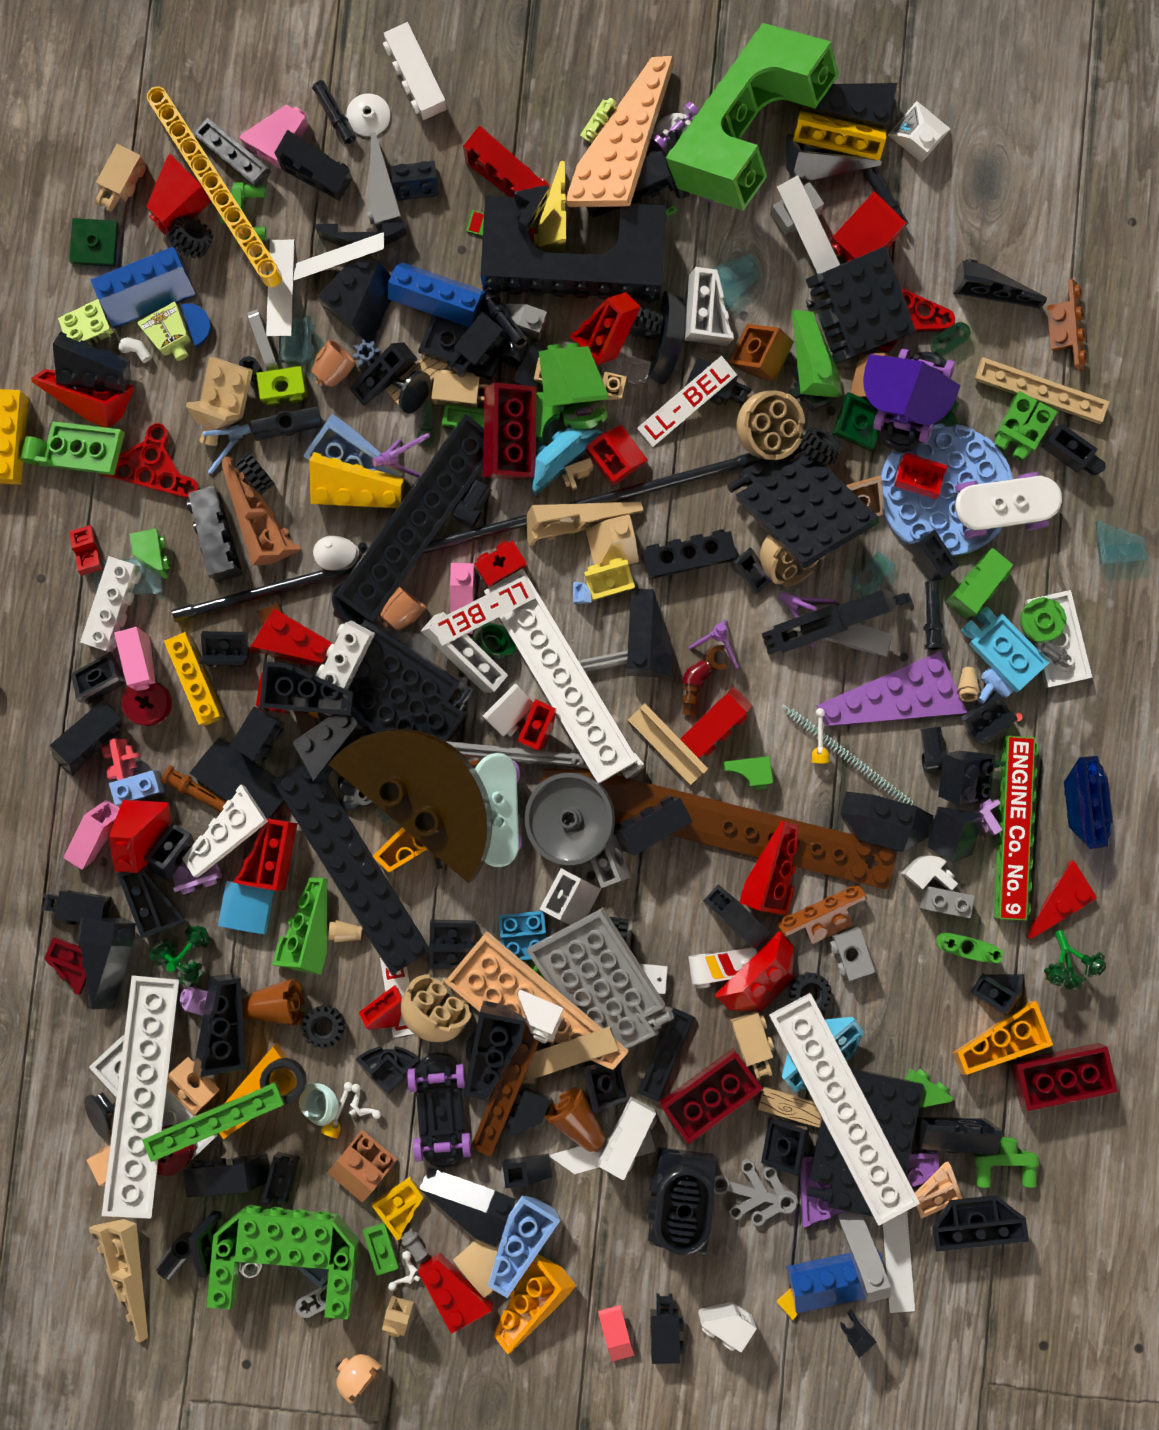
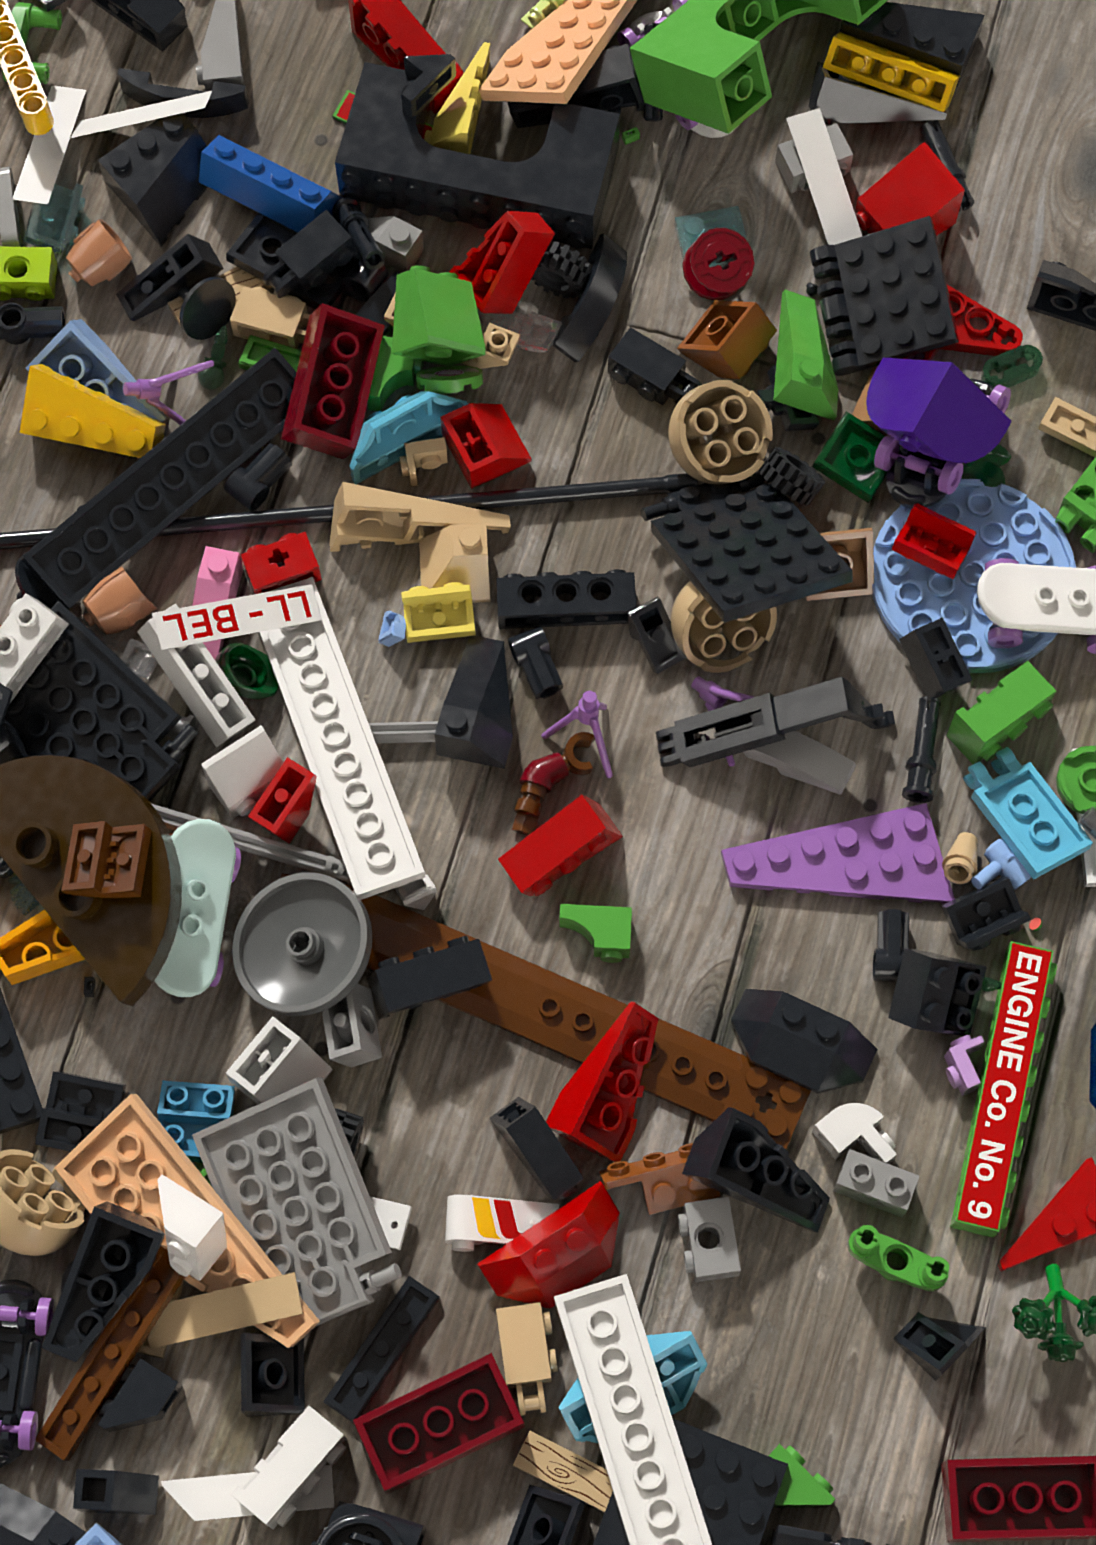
camera: 15 degrees right, 15 degrees down
(335, 553) = (38, 509): white hat -> none
(361, 349) = (149, 248): sand blue gear -> none
(414, 180) = (273, 40): black bracket -> none
(441, 798) = (106, 860): none -> reddish brown slope
(576, 1120) = (216, 1427): dark orange cone -> none
(667, 744) = (480, 868): tan fence -> none
(675, 596) = (533, 654): none -> black piece
(687, 401) = (603, 385): white sticker -> none
(706, 310) = (655, 271): white wedge -> none
(739, 291) = (715, 281): none -> dark red piece
(812, 979) = (652, 1279): black tyre -> none
(820, 754) = (714, 923): hinge -> none
(850, 758) = (739, 918): light aqua piece -> none
(872, 574) = (851, 664): clear light blue tile -> none
(873, 909) = (747, 1164): none -> black wedge
(919, 131) = (1009, 89): white slope -> none
(954, 833) = (906, 1077): black slope -> none
(1006, 1040) = (935, 1423): light orange wedge -> none

